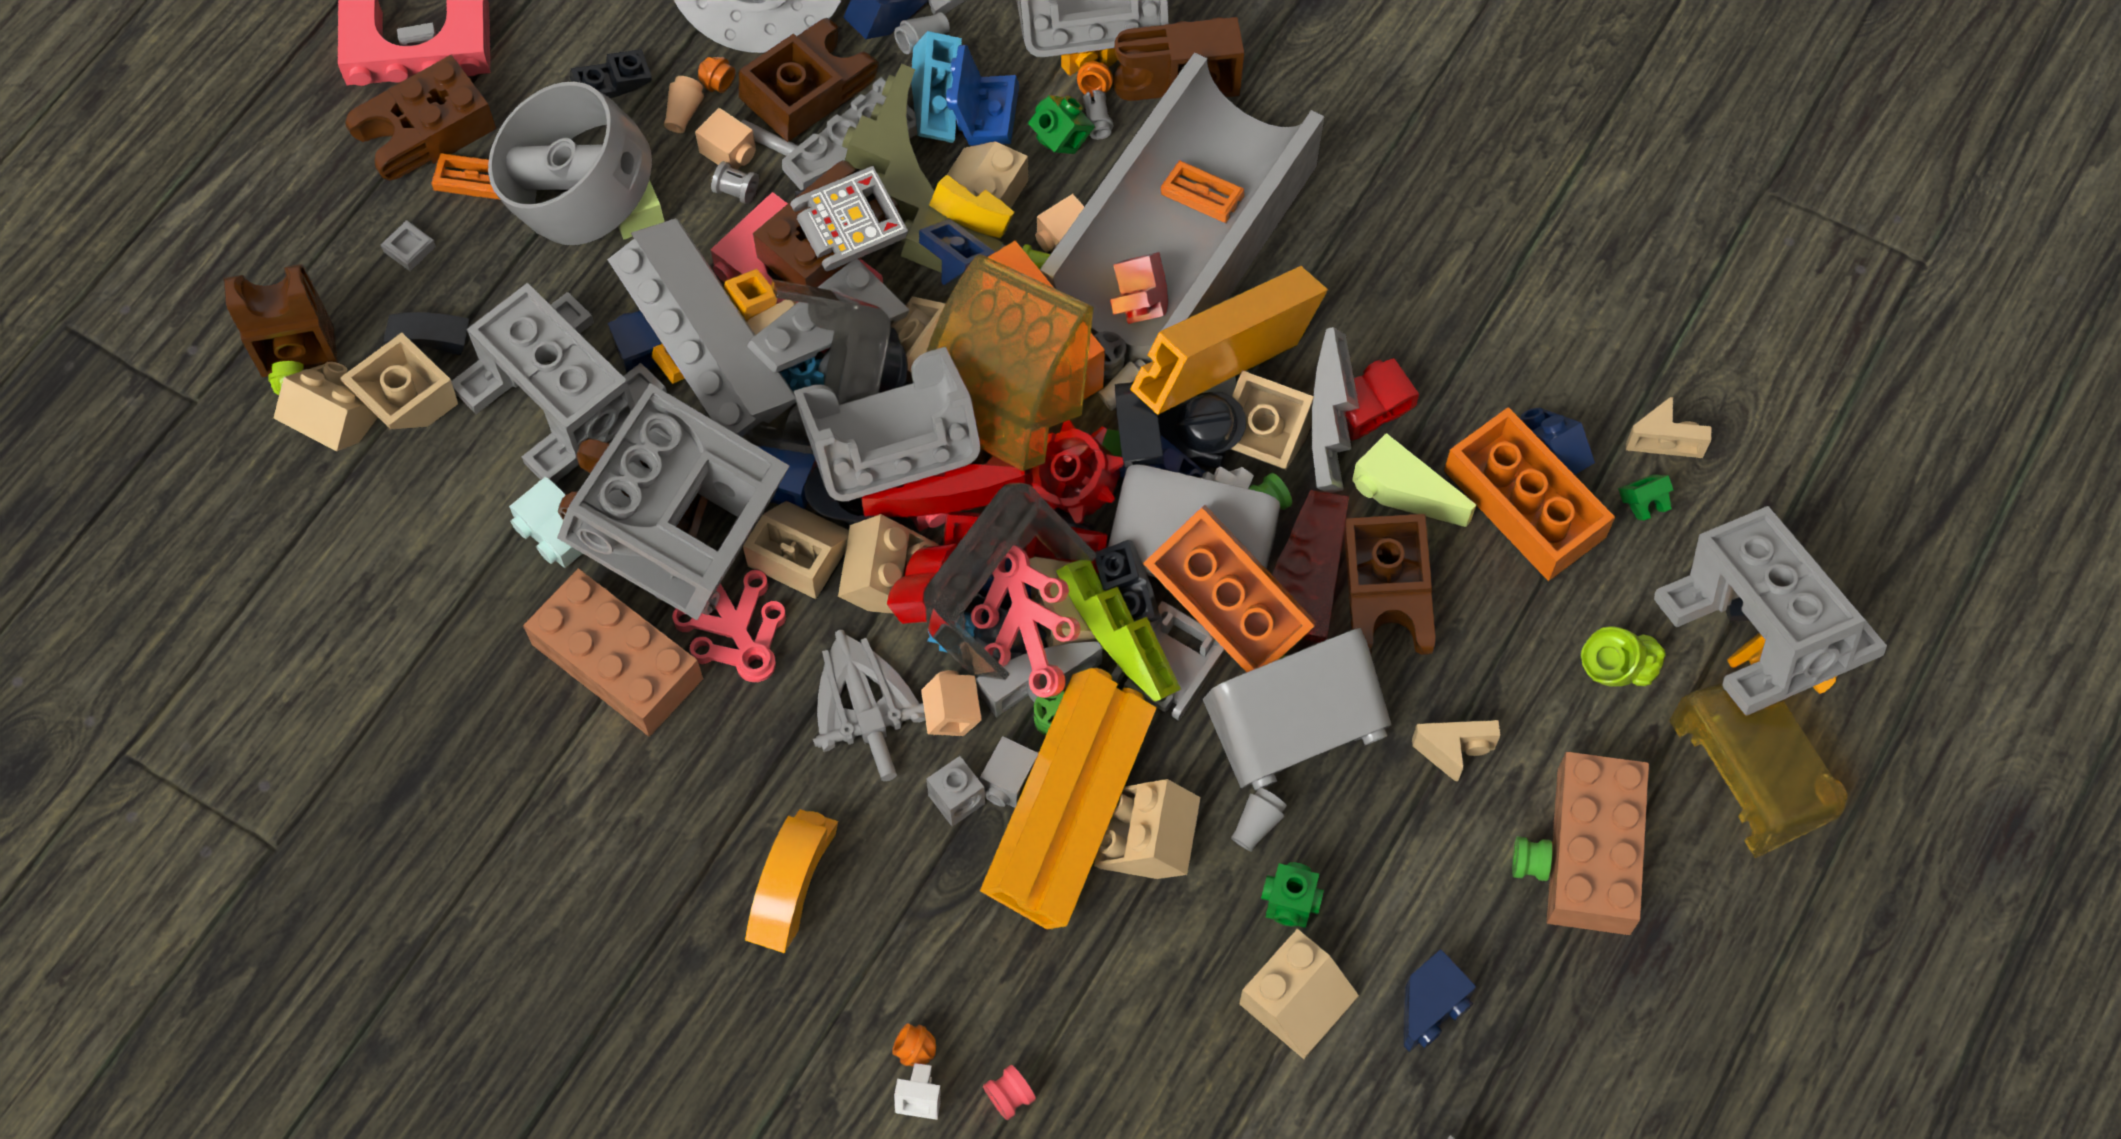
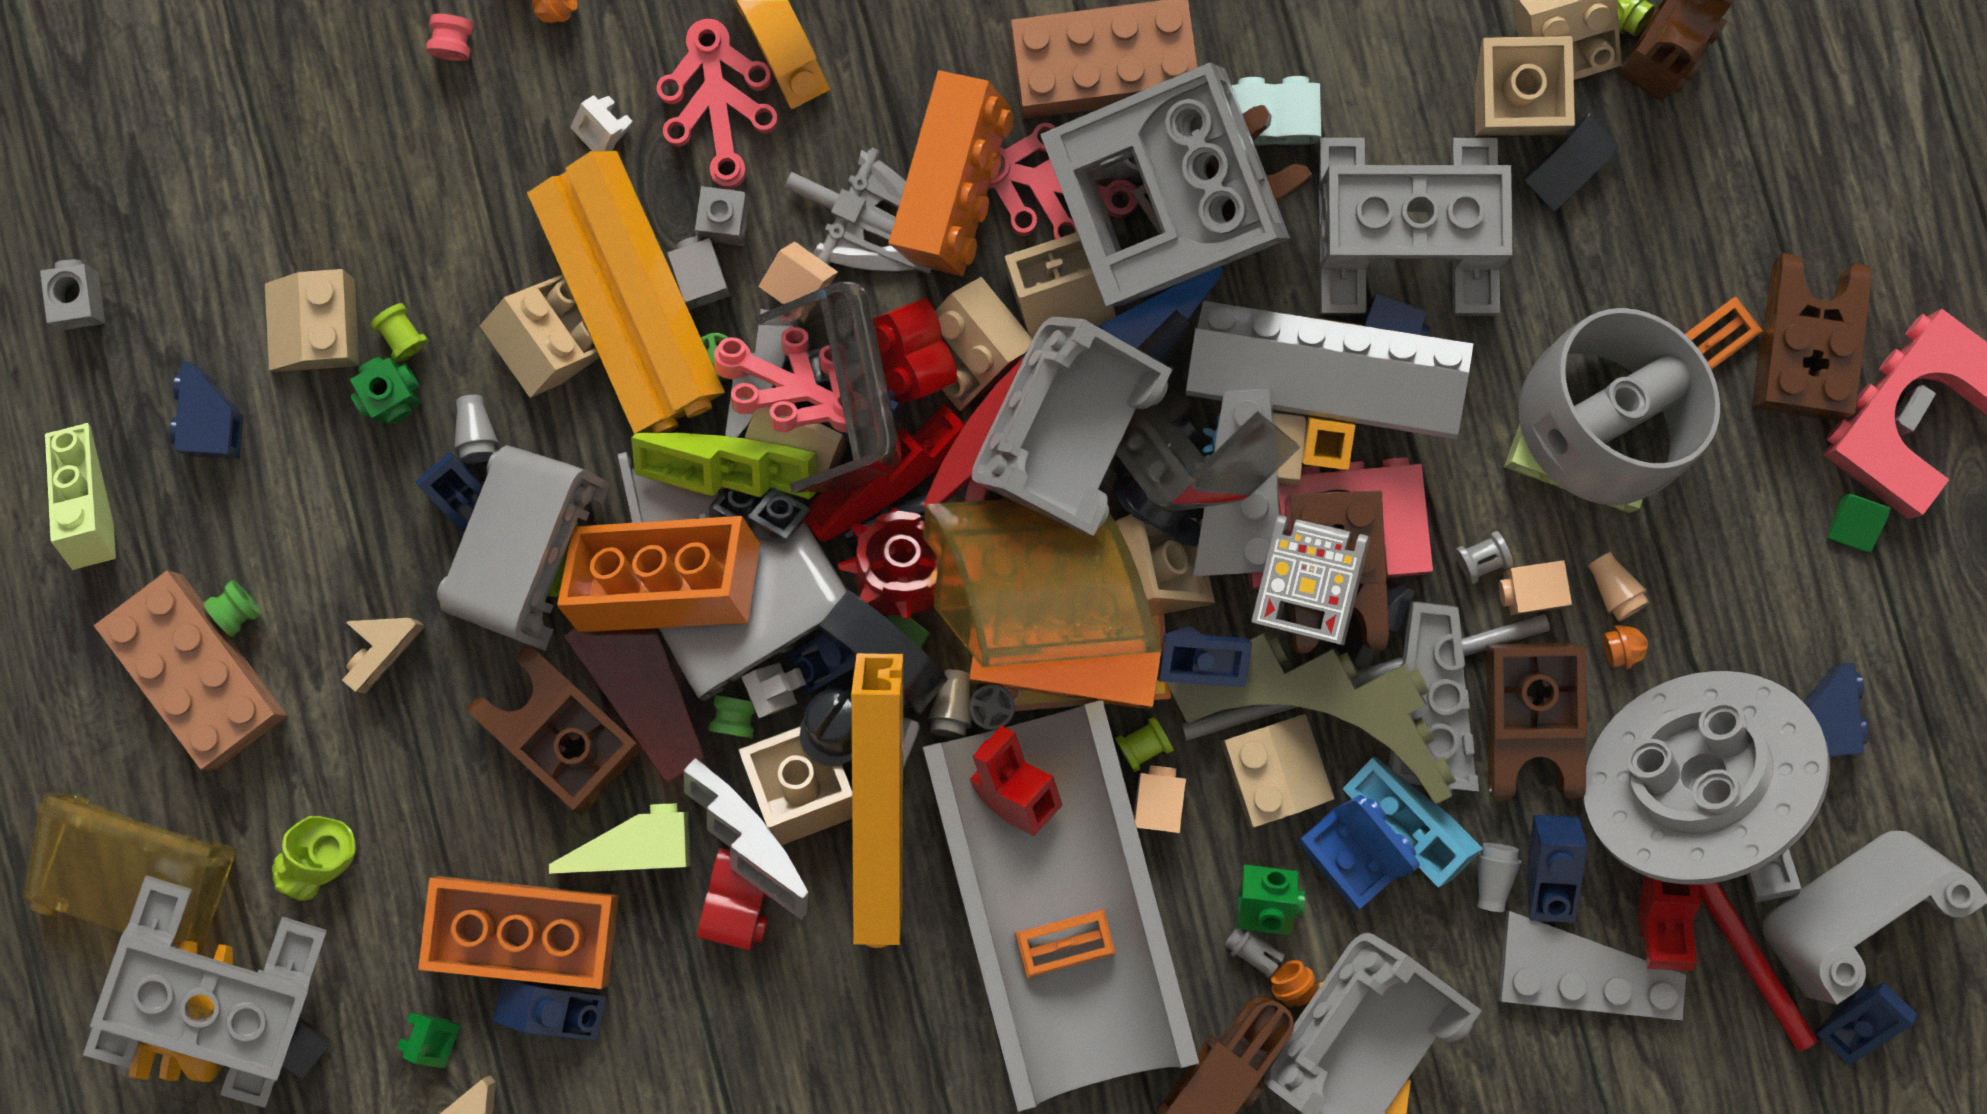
camera: 135 degrees right, 20 degrees up
(408, 245) = (1686, 225): light grey tile -> none
(517, 20) = (1858, 522): none -> green slope
(616, 77) = (1711, 552): black slope -> none
(788, 654) = (951, 173): none -> orange brick
(876, 878) = (715, 95): none -> coral plant
(973, 931) = (598, 126): none -> white tile
(980, 213) = (1223, 723): yellow slope -> none
(1245, 928) = (399, 332): none -> lime bush
(1308, 790) = (452, 489): none -> dark blue slope
(1571, 1036) = (78, 498): none -> yellowish green slope

